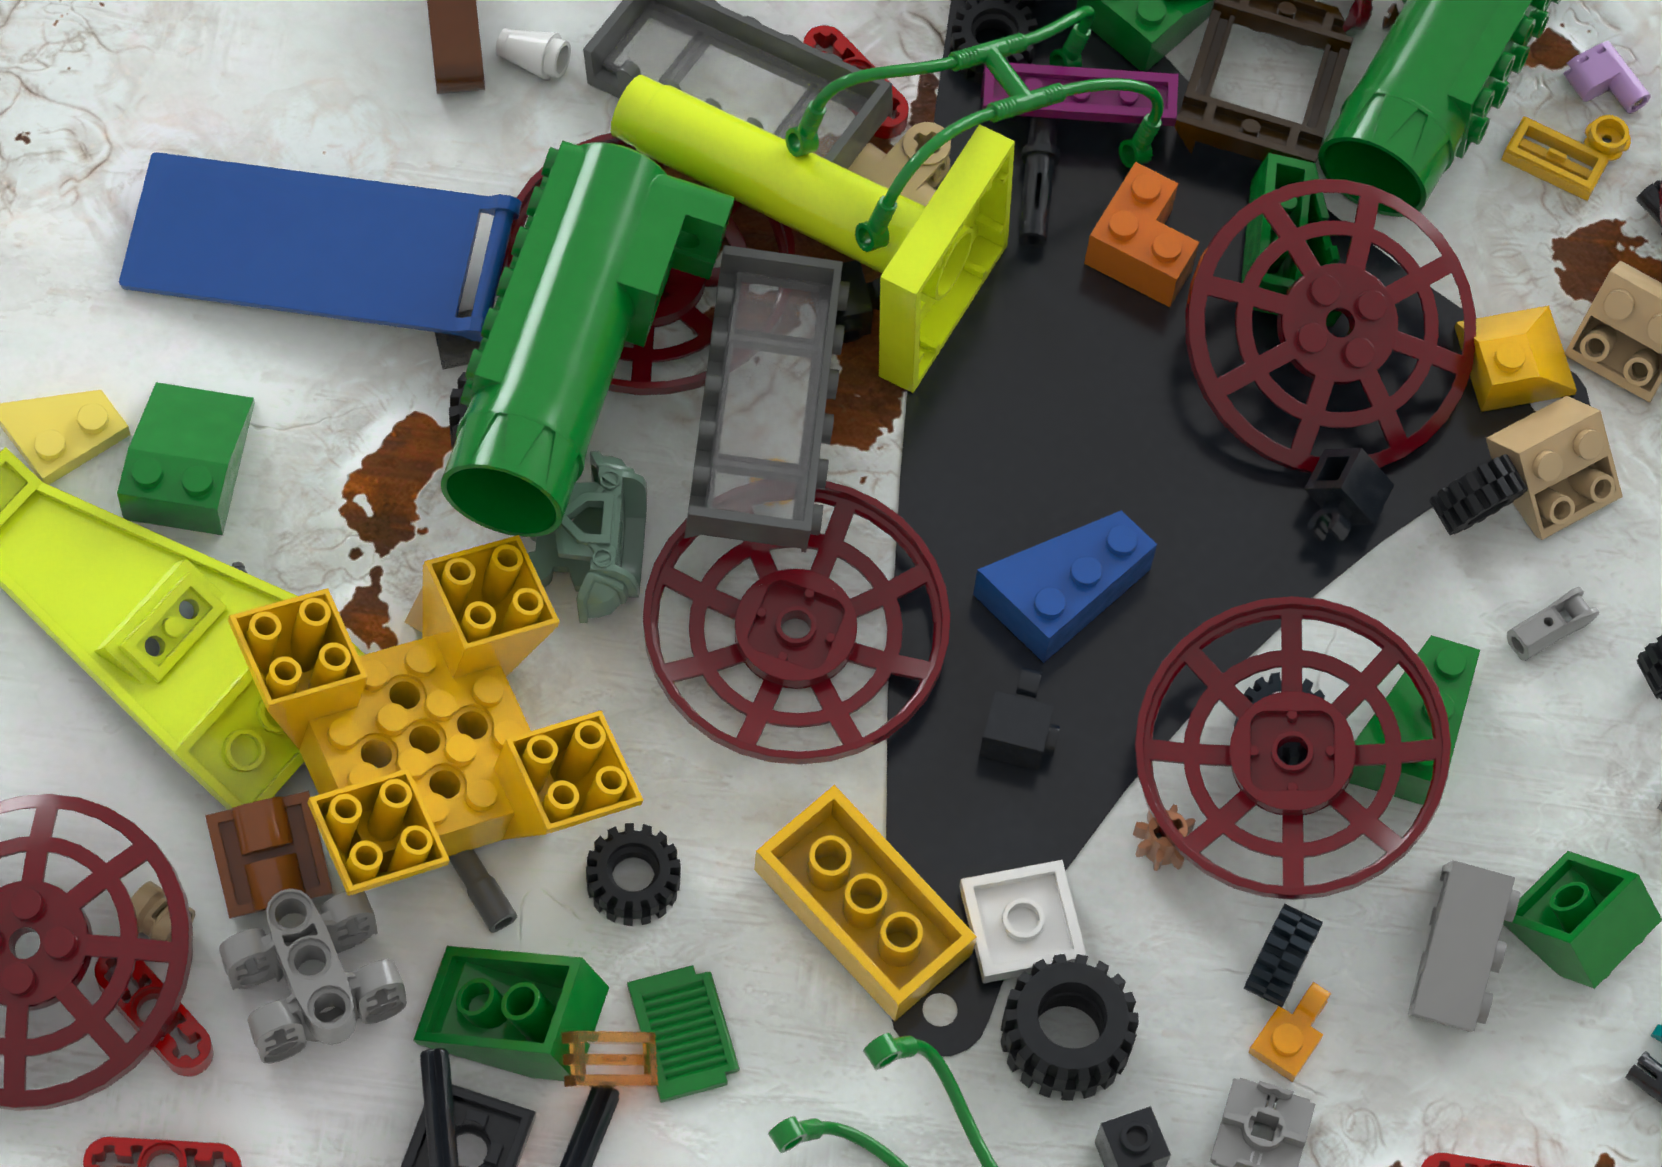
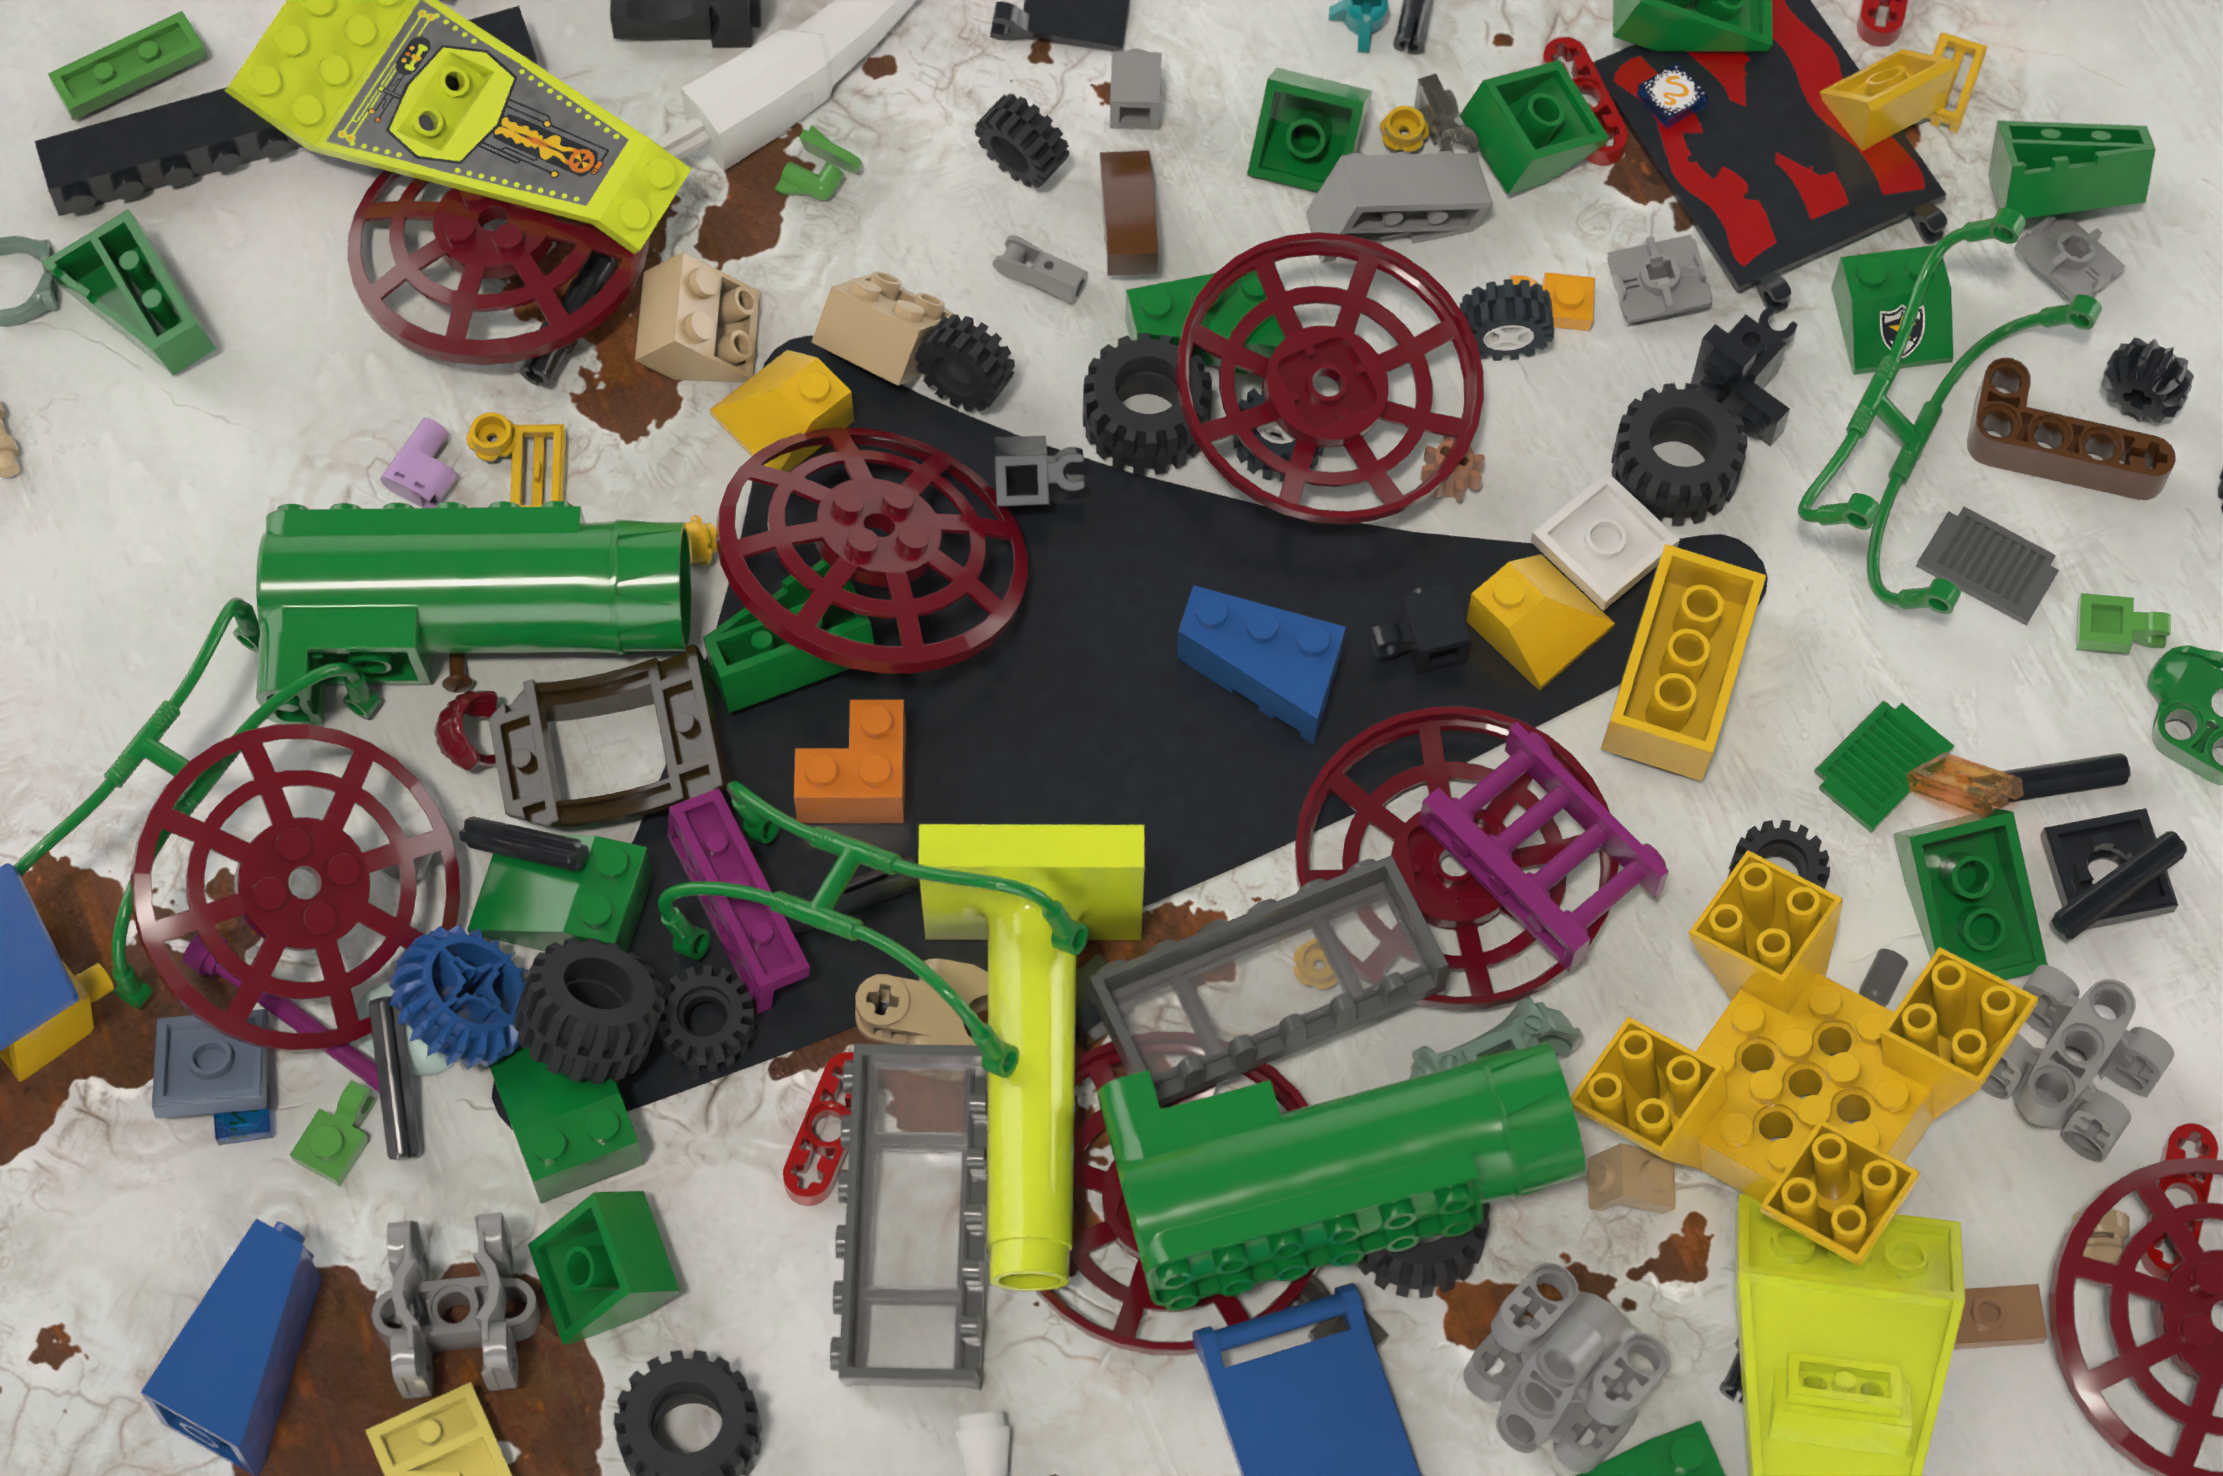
camera: 115 degrees left, 0 degrees up
(163, 801) = (2001, 1317): none -> medium nougat plate
(267, 850) = (1985, 1177): dark orange plate -> none
(322, 436) = (1564, 1370): none -> light grey piece
(770, 620) = (1528, 894): none -> magenta fence
(981, 821) = (1536, 618): none -> yellow slope
(1079, 1126) = (1725, 368): none -> black plate
(1378, 587) = (1136, 437): none -> black tyre
(1418, 240) = (701, 540): none -> yellow plate
(1482, 1110) = (1532, 125): none -> green slope
(1543, 1039) = (1439, 112): none -> clear smoke plate
(1552, 997) = (1406, 119): none -> yellow plate
(1576, 720) = (1129, 213): none -> reddish brown slope

